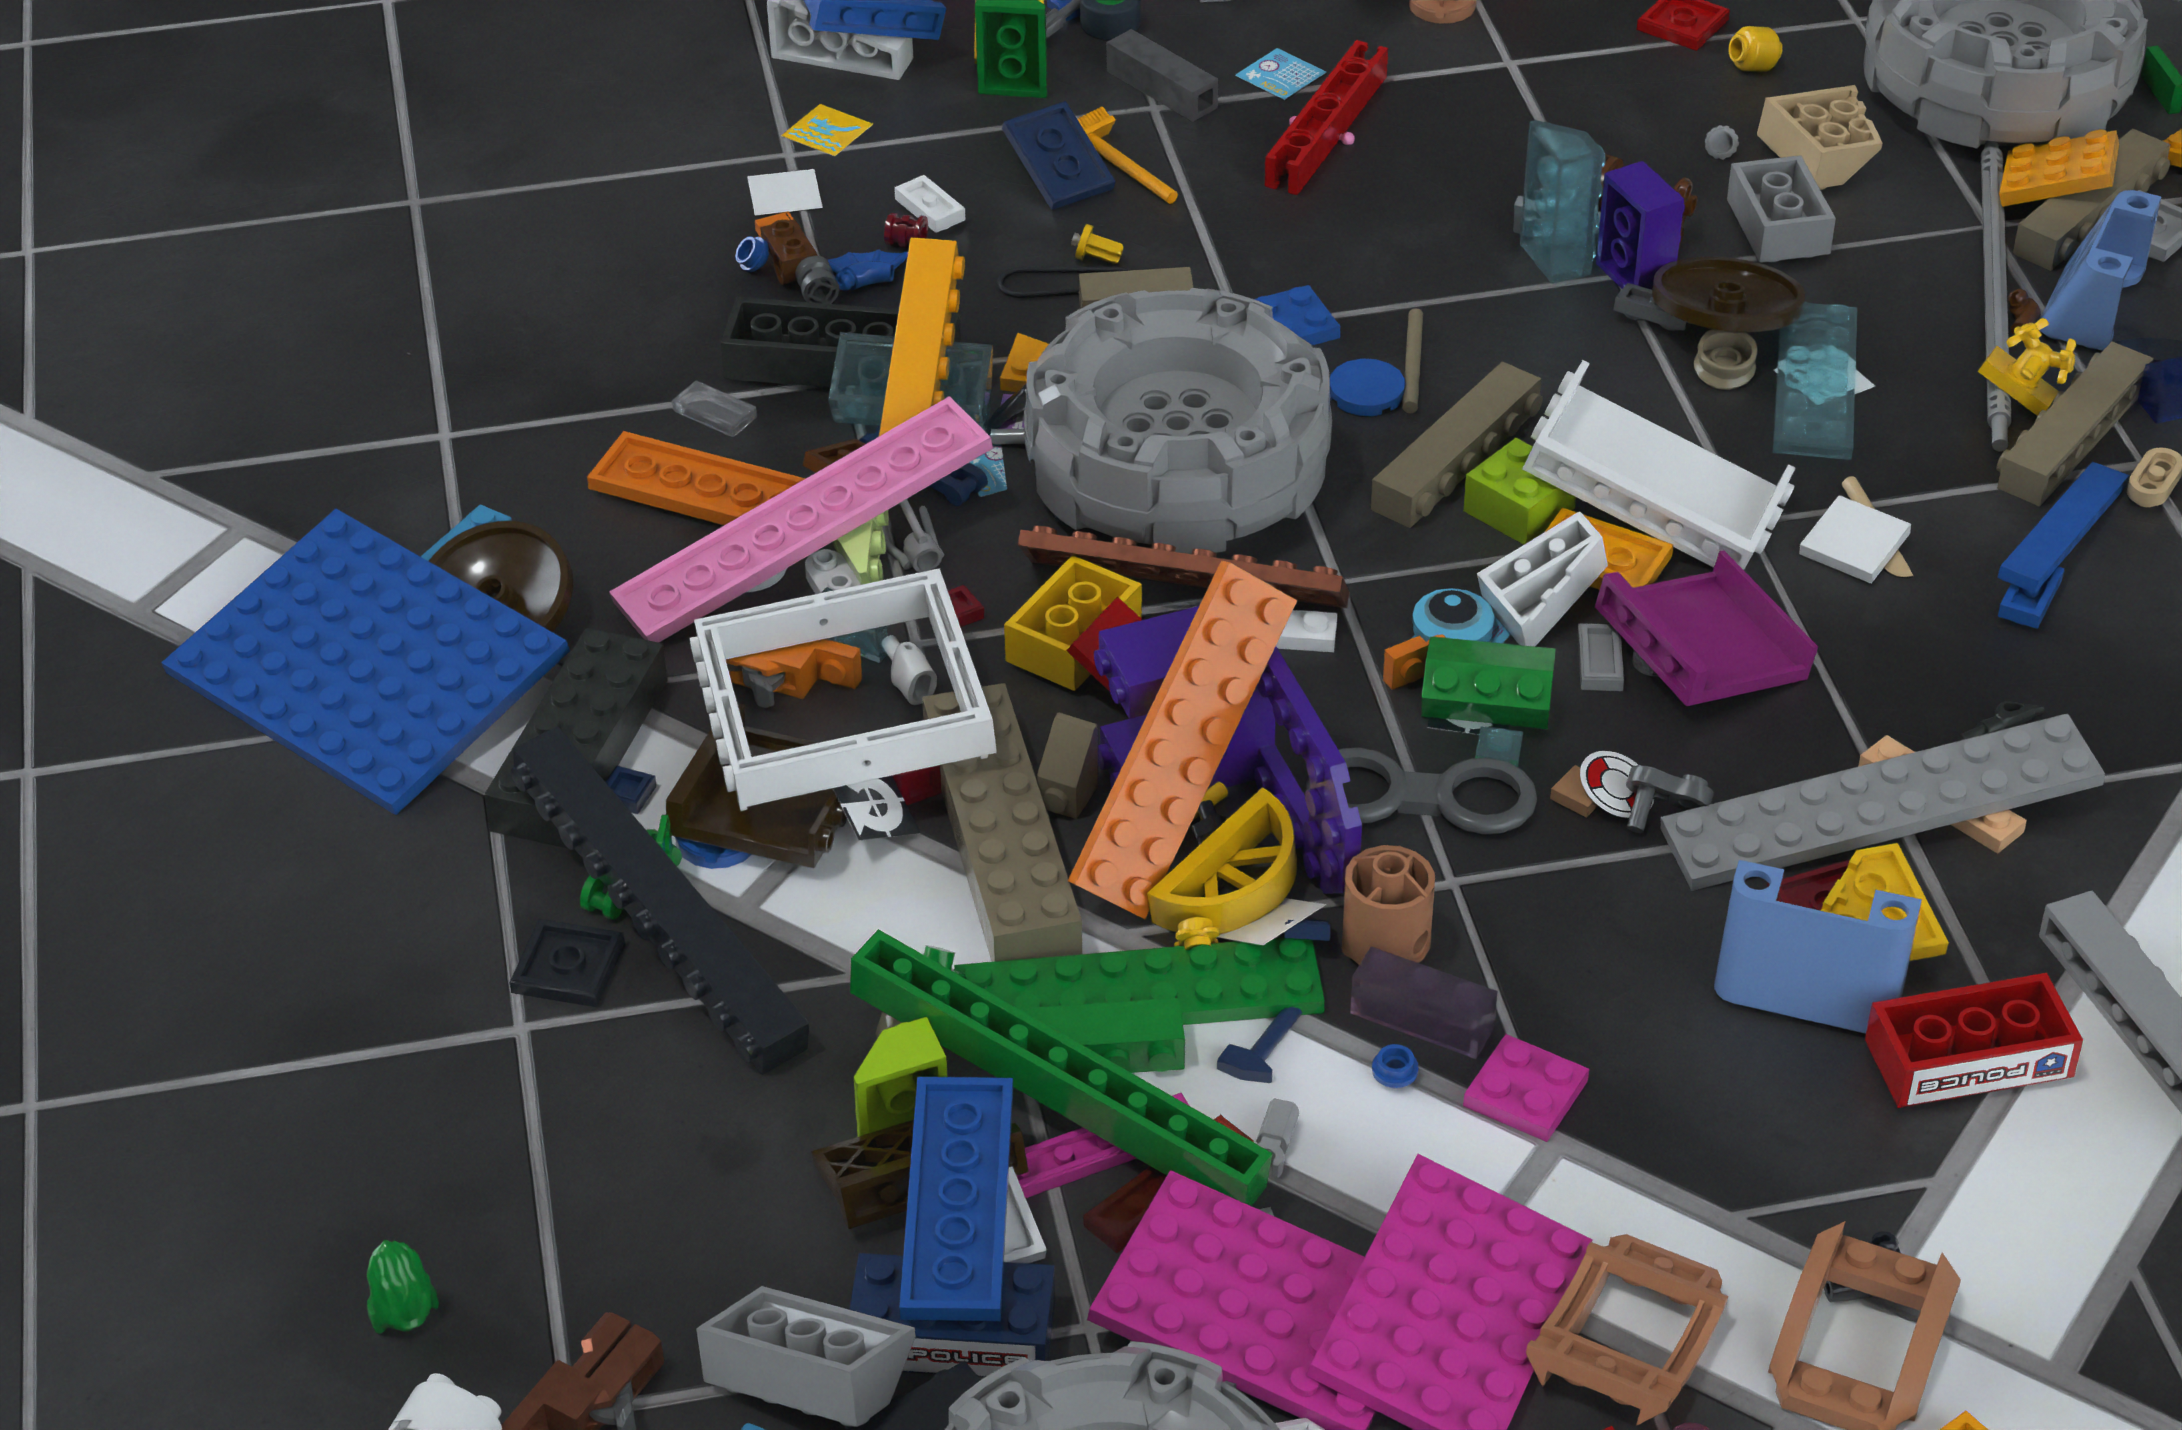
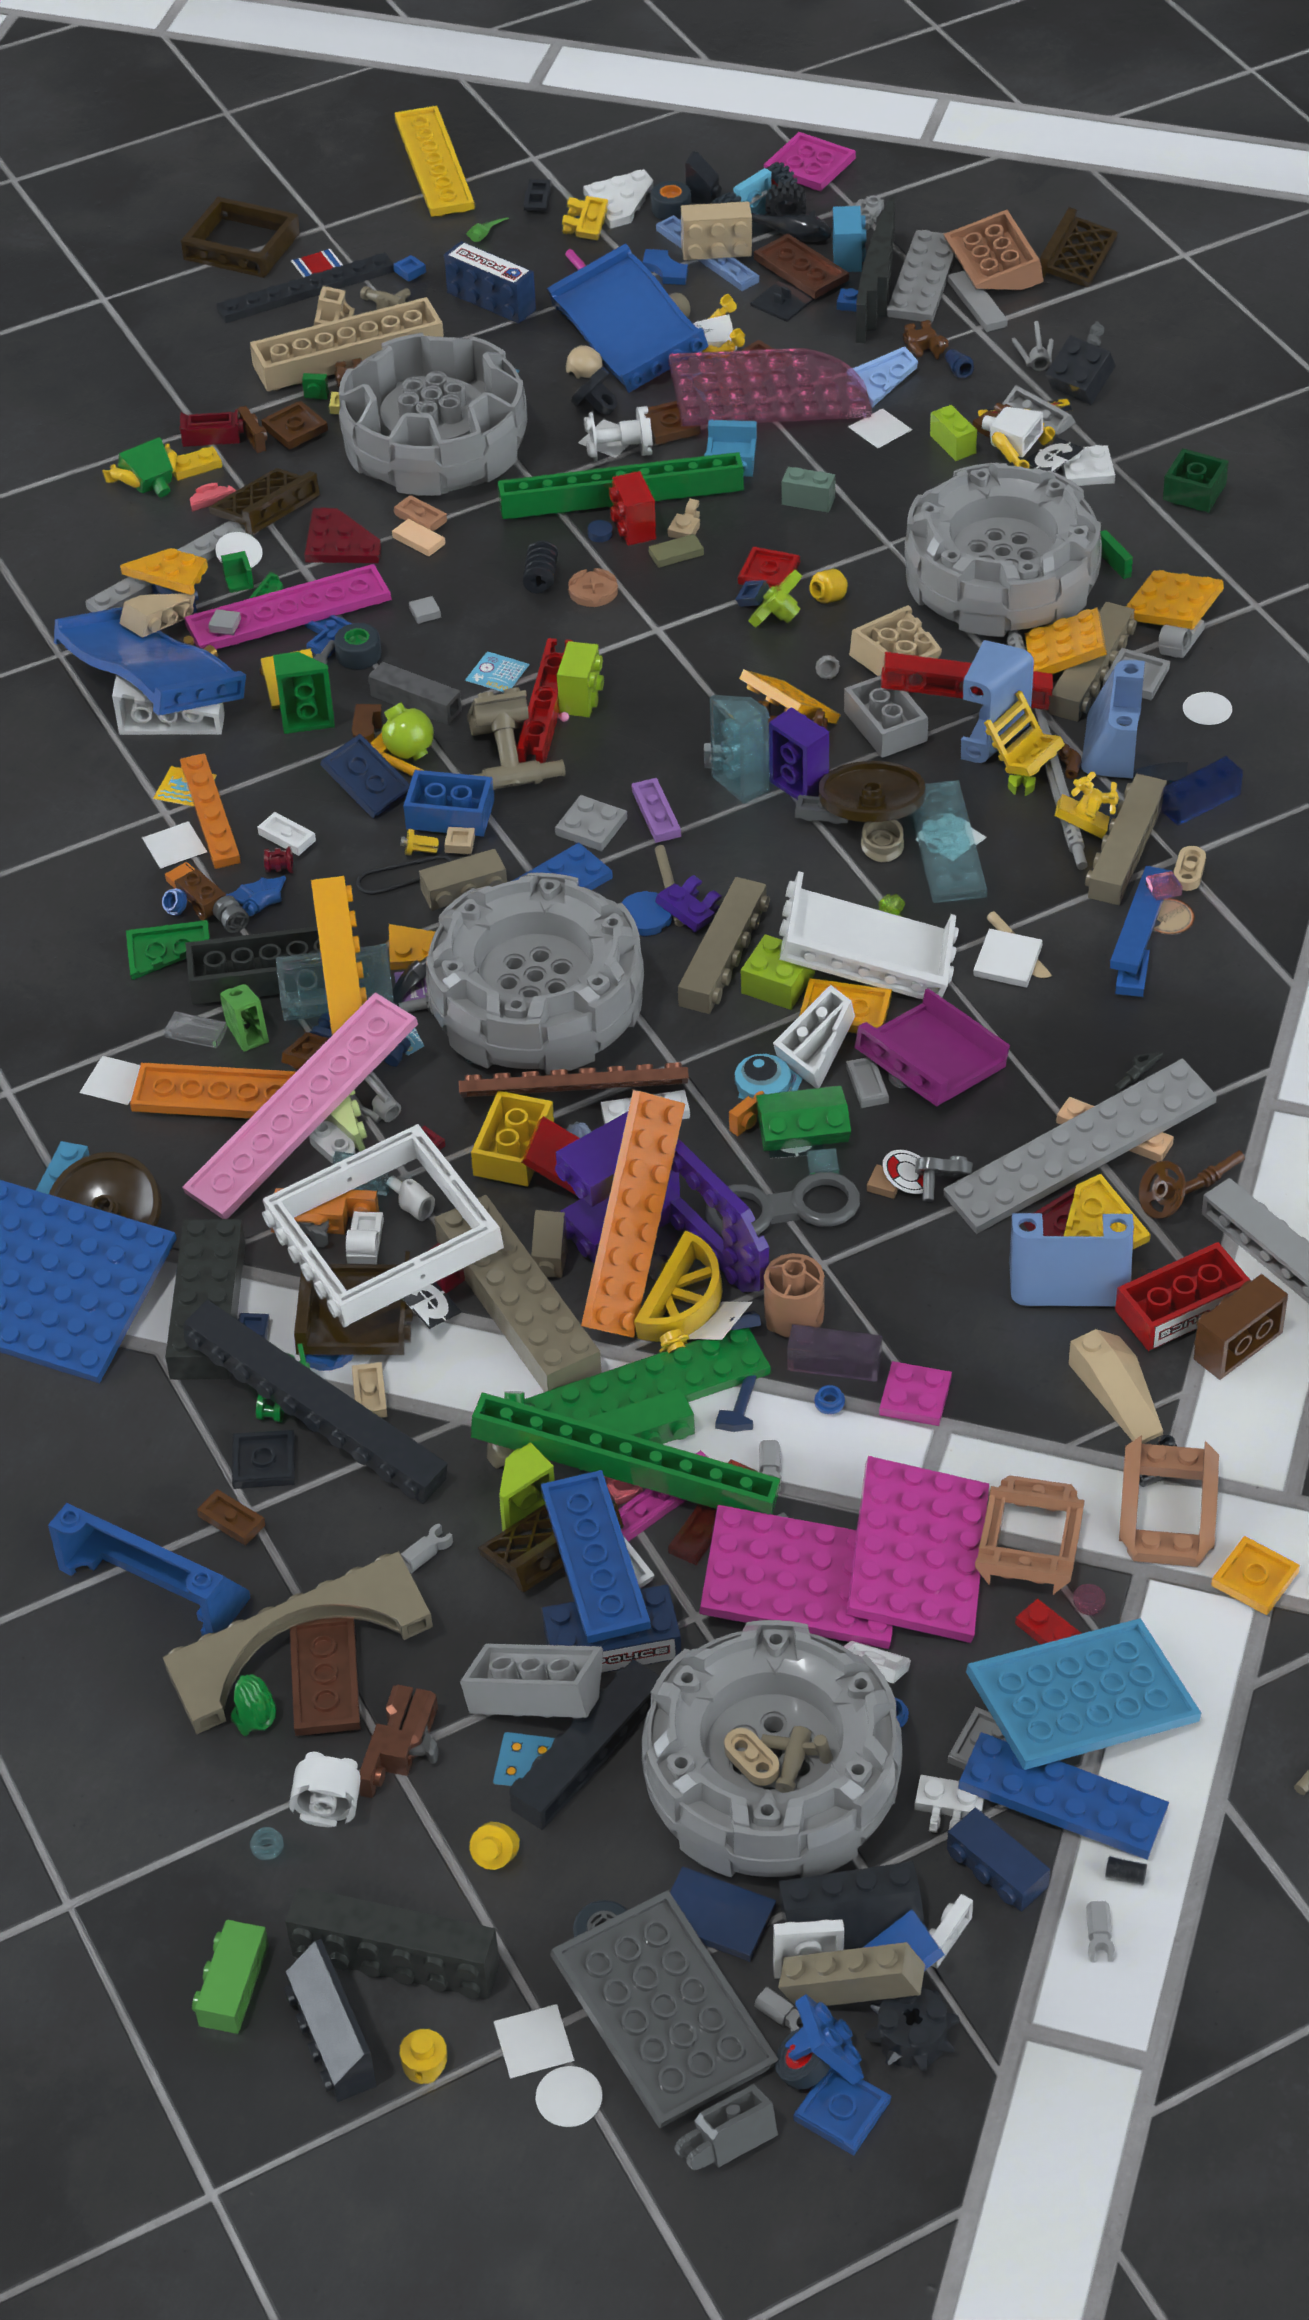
camera: 15 degrees left, 5 degrees up
(277, 1011) = (87, 1540): none -> blue windscreen
(487, 1028) = (231, 1517): none -> reddish brown plate
(520, 1276) = (324, 1676): none -> copper plate
(579, 447) = (112, 1080): none -> white sticker
(630, 1174) = (371, 1593): none -> dark tan arch
(707, 300) = (161, 945): none -> green wing
(737, 1134) = (426, 1548): none -> light grey bar
(749, 902) = (369, 1387): none -> tan plate
(779, 393) = (243, 1006): none -> bright green torso
(821, 710) = (364, 1238): none -> white plate
(845, 162) = (210, 811): none -> orange plate
(1045, 1122) = (621, 1491): none -> coral tile
(1087, 93) = (367, 719): none -> reddish brown leg
(1130, 113) = (407, 732): none -> lime brick
(1151, 252) = (459, 840): none -> tan plate
(1152, 204) = (447, 801): none -> blue brick
(1252, 111) = (500, 716): none -> dark tan plate
(1335, 266) = (591, 823): none -> light grey plate
(1379, 92) = (579, 679): none -> lime brick
(1422, 383) = (685, 907): none -> dark purple plate
(1427, 266) = (656, 810): none -> medium lavender plate
(1635, 149) = (783, 693): none -> light orange plate
(1650, 40) = (752, 593): none -> dark blue plate
(1680, 53) = (778, 601): none -> lime plant
(1712, 440) = (891, 904): none -> clear neon green plate
(1835, 1138) = (1116, 1381): none -> tan wedge
(1931, 191) = (946, 678): none -> red piece
(1953, 196) = (1000, 674): none -> medium blue windscreen
(1957, 329) = (1016, 780): none -> lime bar
(1968, 284) = (1029, 749): none -> yellow plate
(1996, 890) = (1170, 1192): none -> reddish brown dish
(2048, 1101) = (1240, 1326): none -> reddish brown brick
(2109, 488) = (1164, 885): none -> clear pink plate
(2114, 536) = (1174, 917): none -> tan sticker

